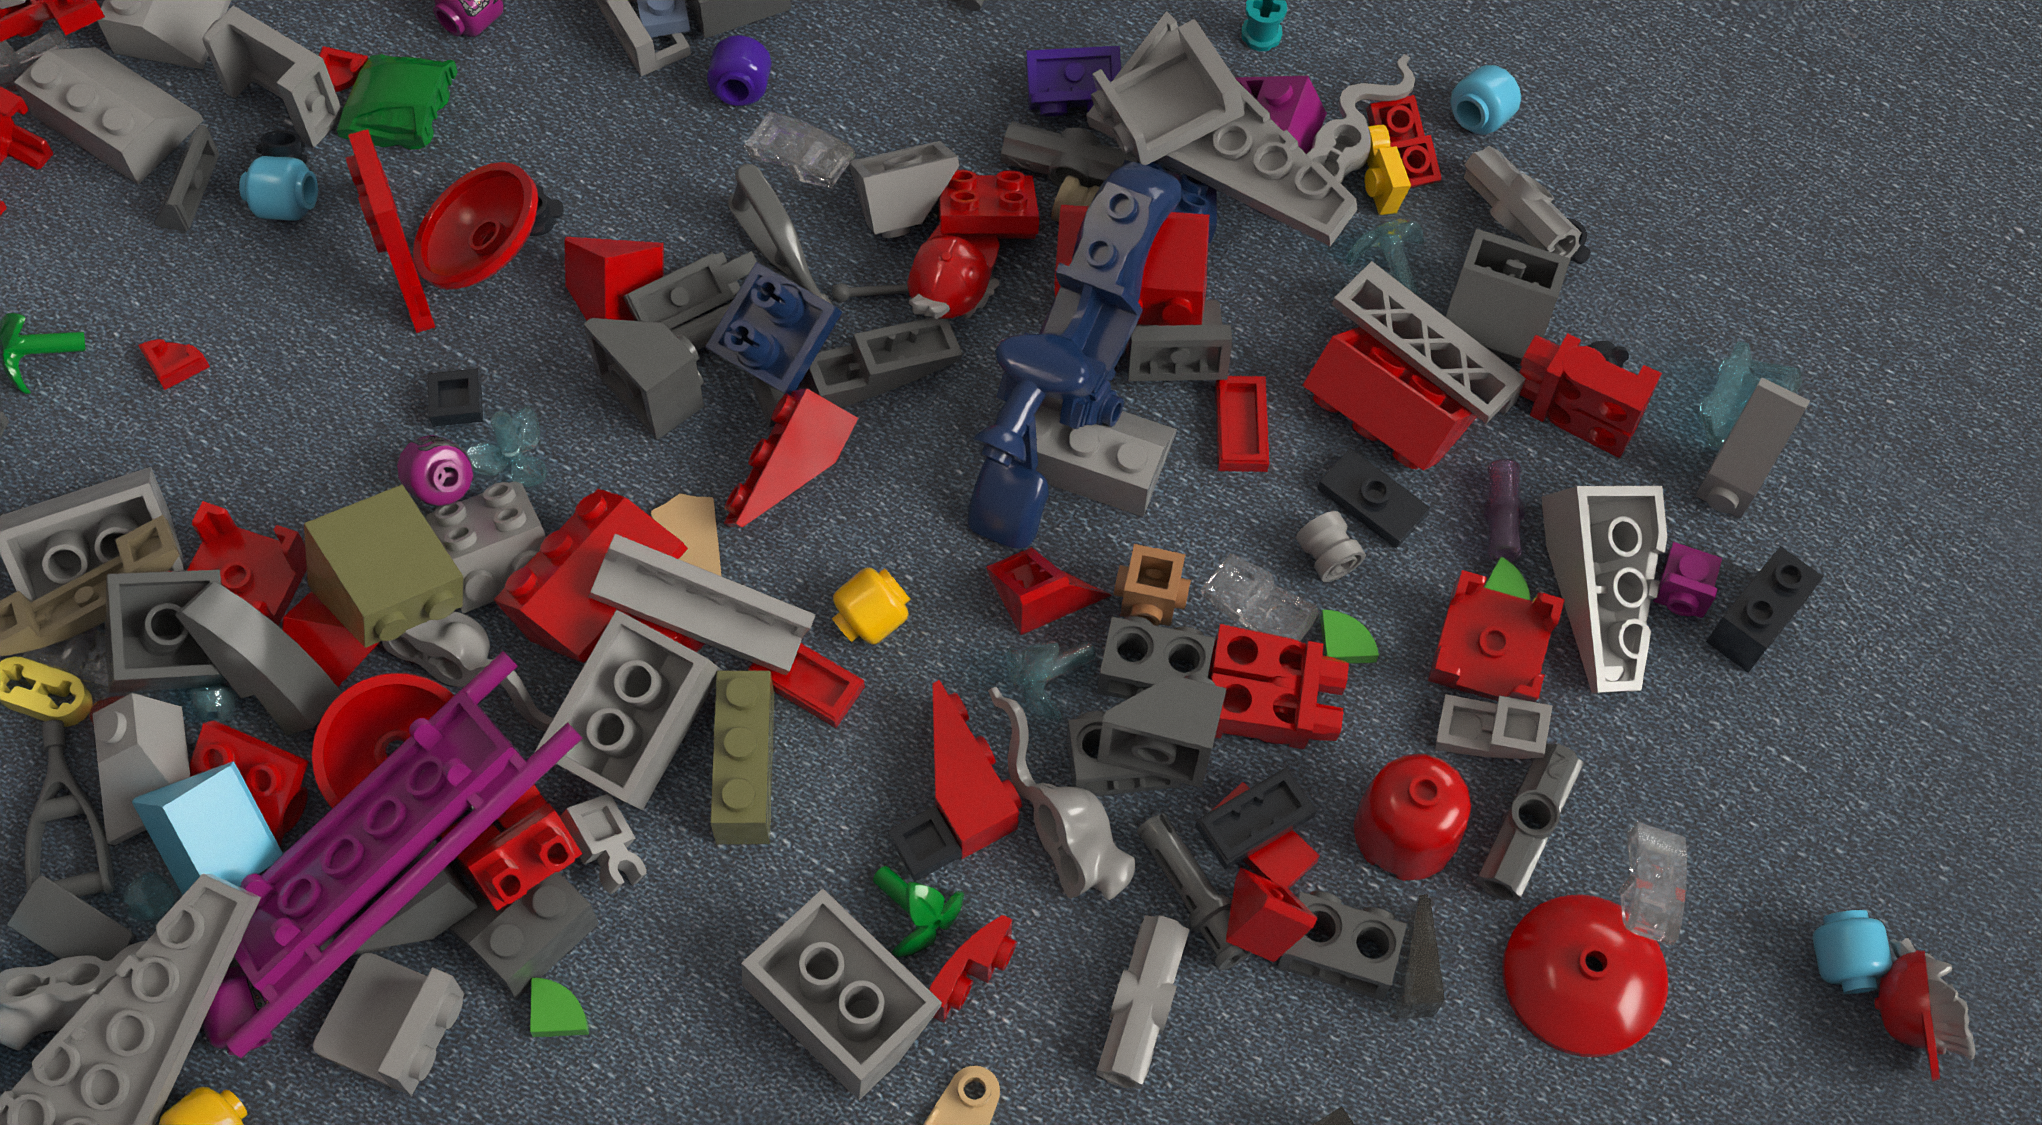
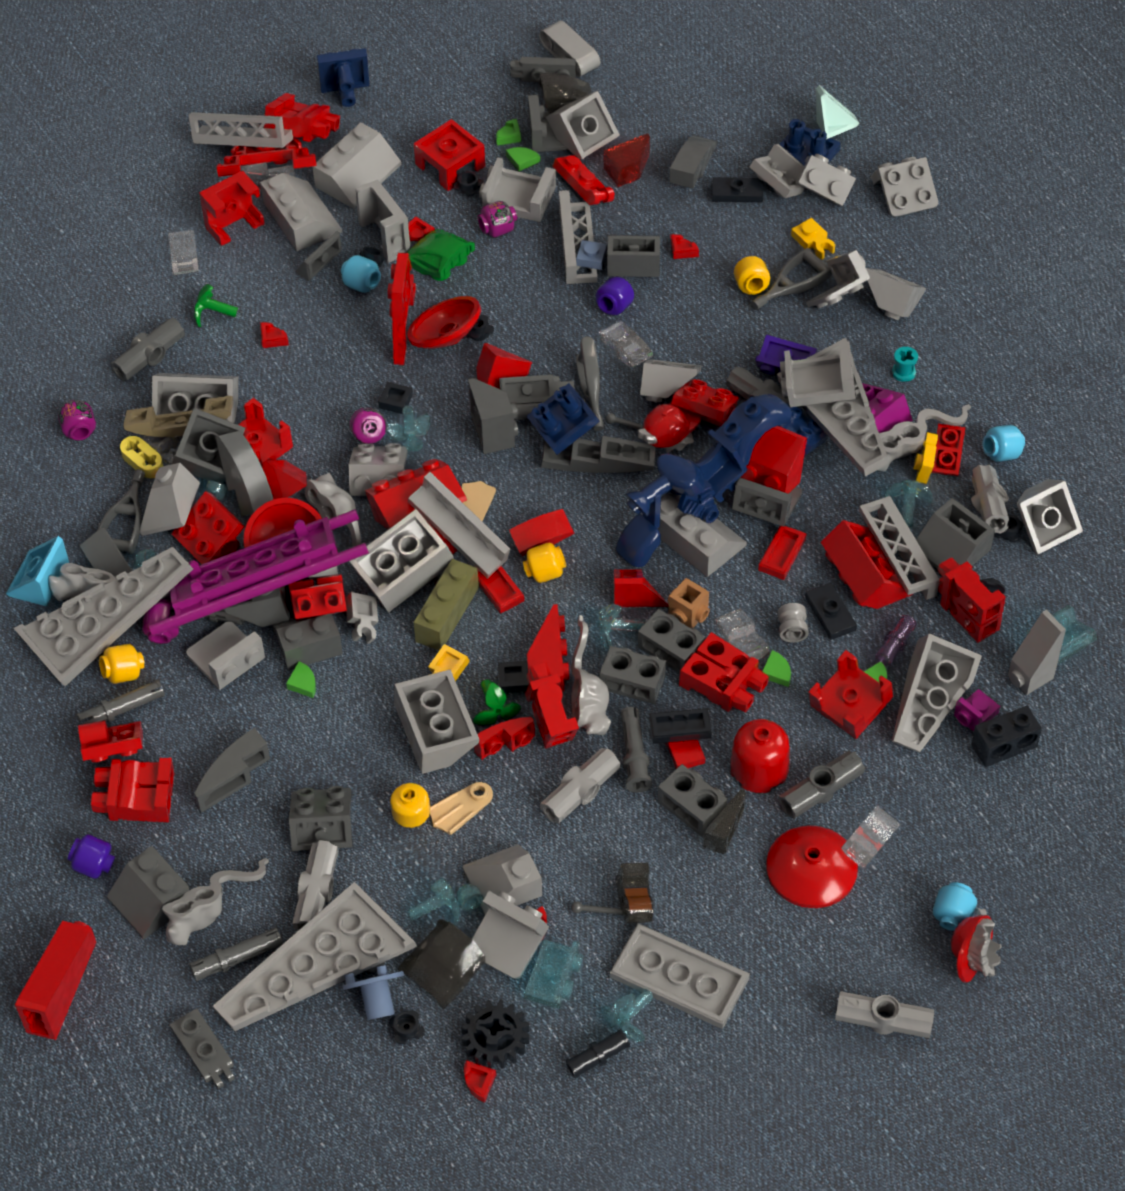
camera: 30 degrees right, 10 degrees down
(208, 827) = (188, 533): medium azure slope -> none
(381, 567) = (318, 452): olive slope -> none
(799, 873) = (449, 659): none -> yellow plate
(800, 447) = (548, 479): slope -> none
(835, 549) = (540, 530): none -> red slope
(1030, 885) = (547, 706): none -> red hips
(1165, 729) = (649, 659): dark grey slope -> none
(1266, 916) = (655, 767): red slope -> none
(1494, 730) = (827, 736): light grey slope -> none
(1618, 192) = (1048, 514): none -> light grey slope

